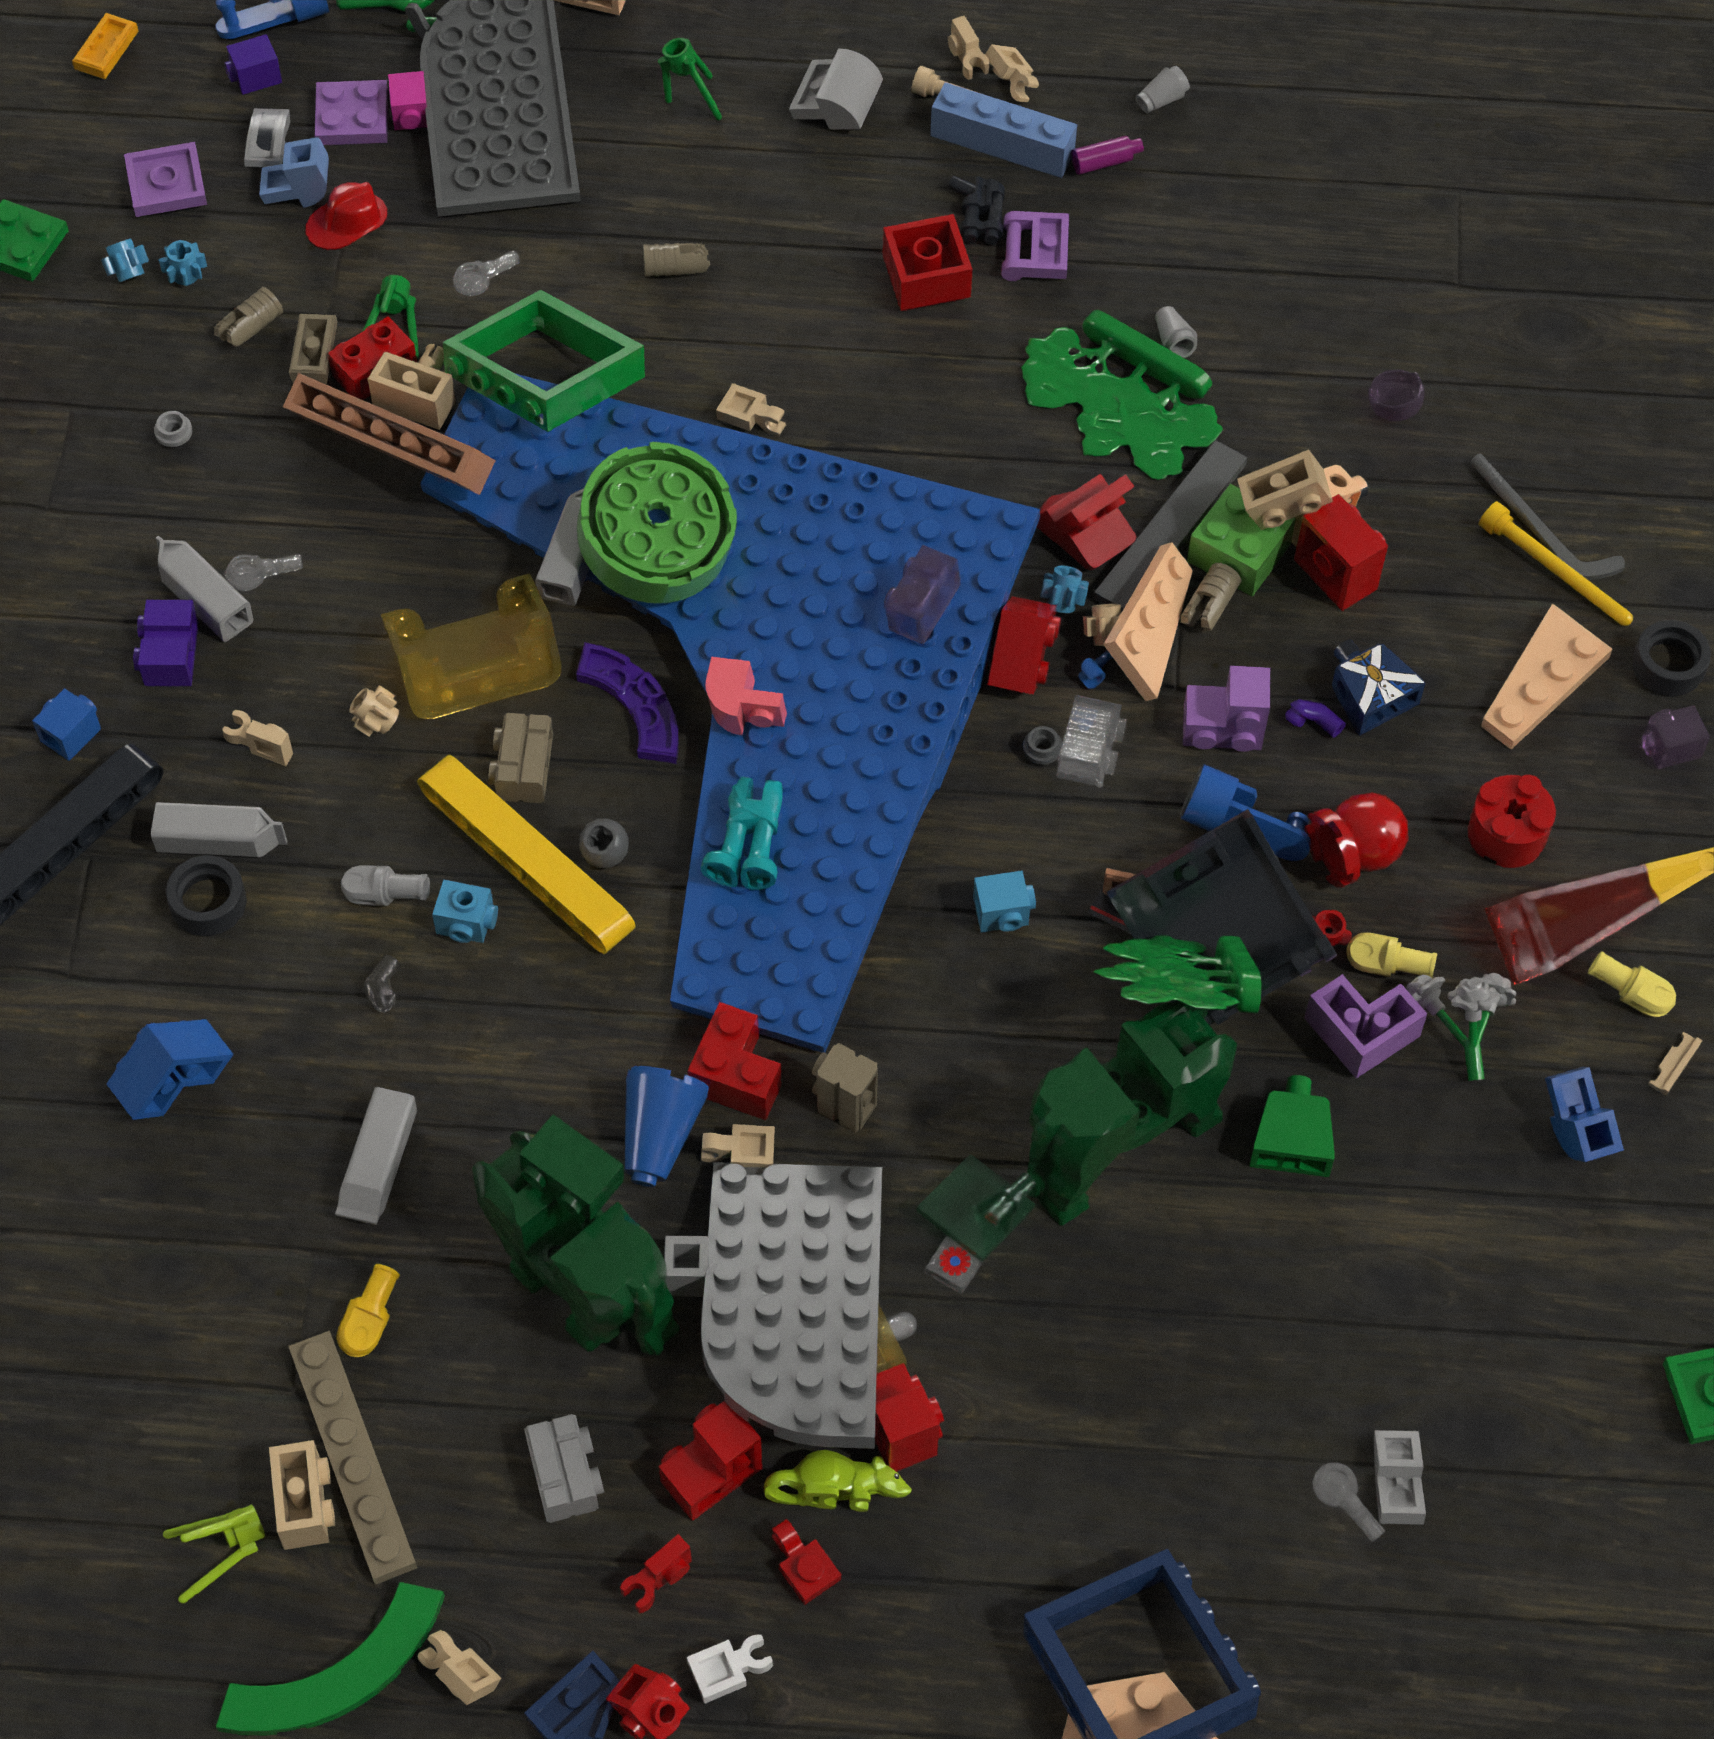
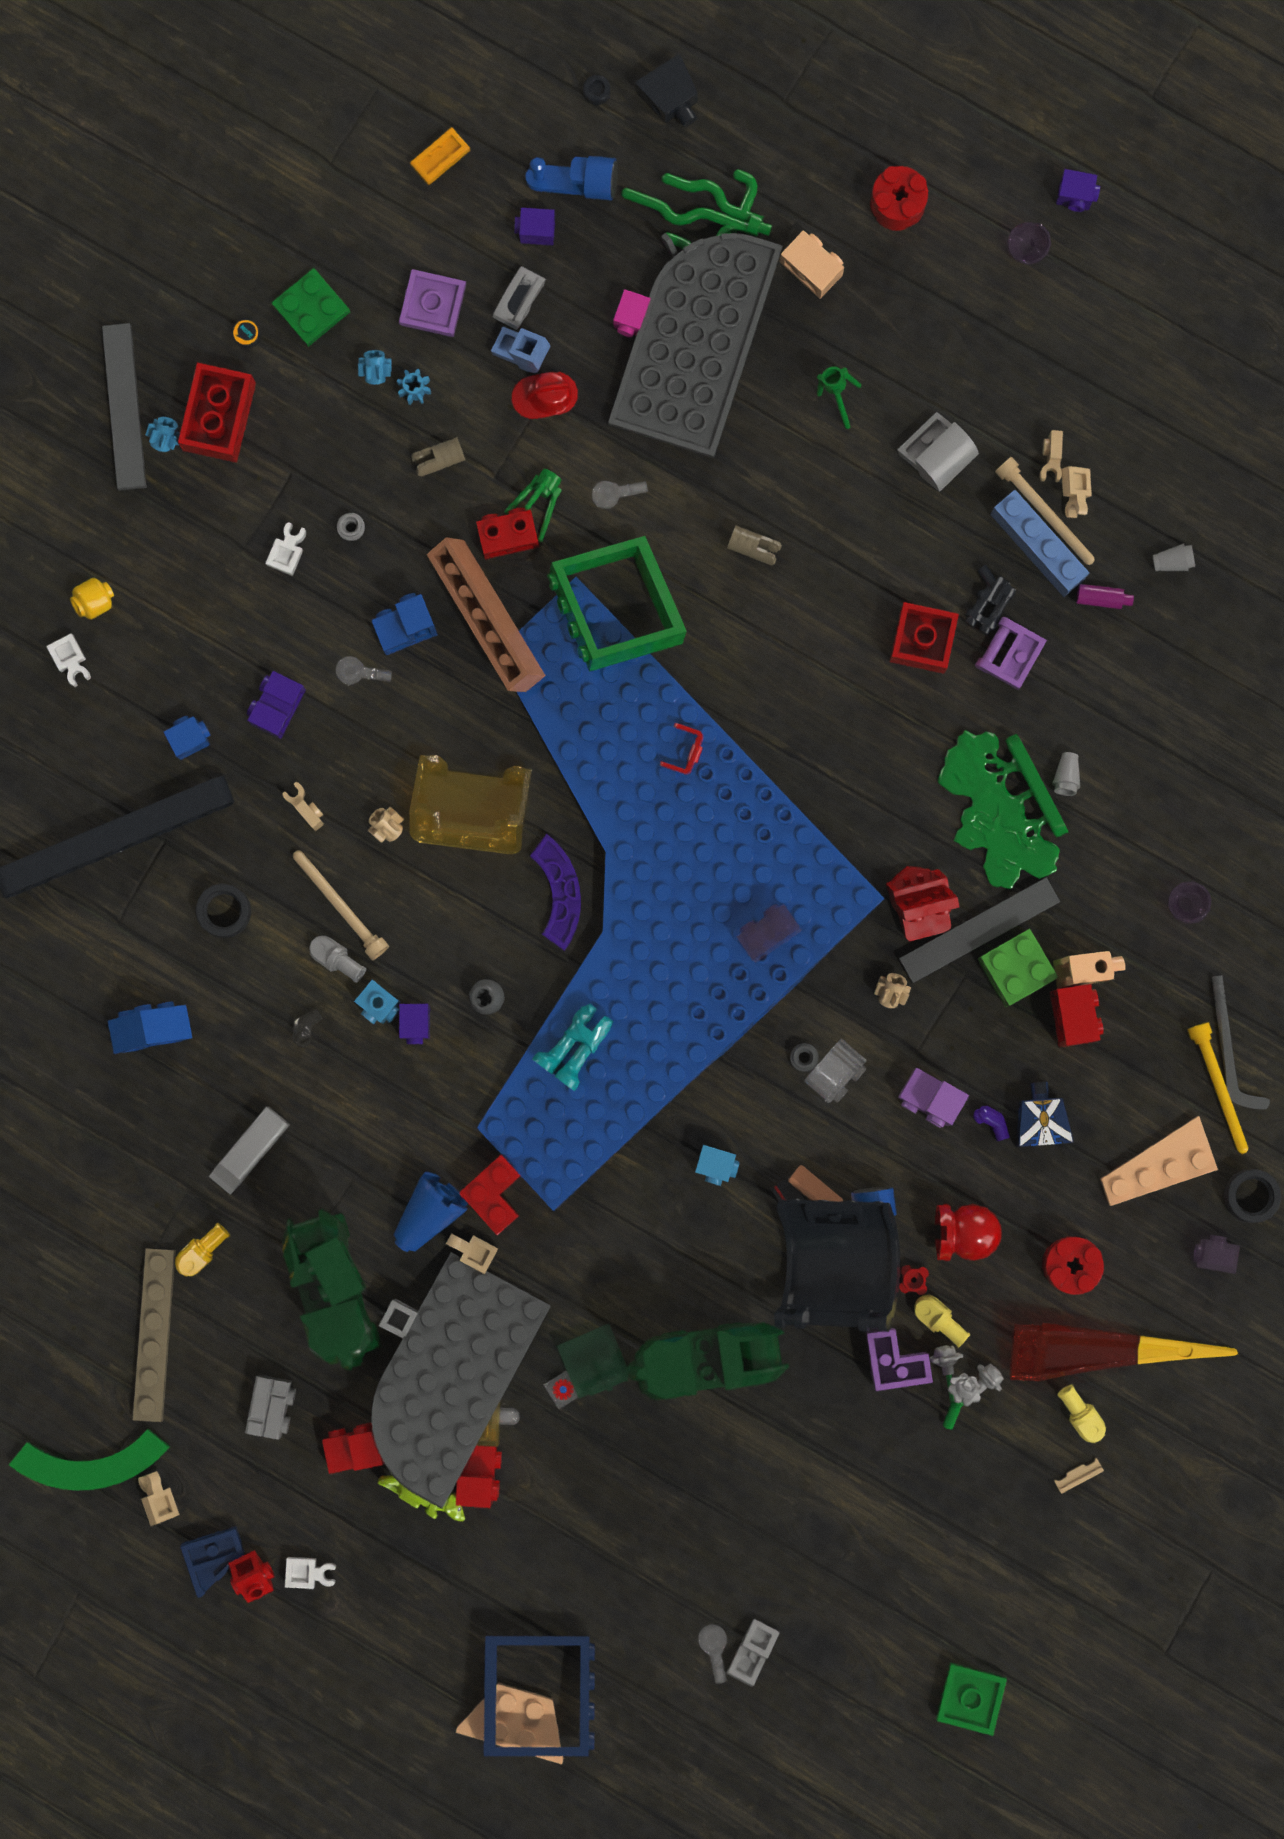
camera: 30 degrees right, 25 degrees up
(105, 484) = (286, 554): none -> white plate
(195, 579) = (315, 672): light grey piece -> none
(214, 830) = (247, 864): light grey piece -> none
(239, 1528) = (71, 1351): lime plant -> none
(298, 491) = (404, 626): none -> blue brick
(299, 1494) = (110, 1352): tan brick -> none
(312, 343) = (471, 506): dark tan brick -> none
(351, 112) = (589, 300): medium lavender plate -> none
(414, 388) = (523, 575): tan brick -> none
(427, 853) = (374, 945): none -> tan piece
(522, 757) = (465, 905): dark tan brick -> none
(524, 913) = (414, 1023): none -> dark purple brick
(526, 854) = (435, 977): yellow beam -> none
(563, 565) = (566, 769): light grey piece -> none
(656, 559) = (619, 760): bright green brick -> none
(664, 1566) = (302, 1497): red plate -> none
(722, 457) = (694, 753): none -> red piece
(734, 700) = (609, 943): coral brick -> none
(746, 407) = (741, 697): tan plate -> none
(806, 1567) = (383, 1534): red plate -> none
(845, 1087) = (549, 1247): dark tan brick -> none
(1020, 645) = (829, 981): red brick -> none
(1064, 588) = (879, 949): dark azure gear -> none
(1091, 670) = (864, 1017): blue hand -> none
(1149, 621) = (923, 1001): light nougat wing -> none
(1168, 977) = (773, 1298): green plant -> none
(1211, 596) = (979, 998): dark tan hinge -> none
(1219, 797) = (885, 1159): blue piece -> none
(1285, 490) = (1052, 969): tan brick -> none
(1295, 1131) = (813, 1407): green torso -> none
(1579, 1122) = (992, 1491): blue brick -> none

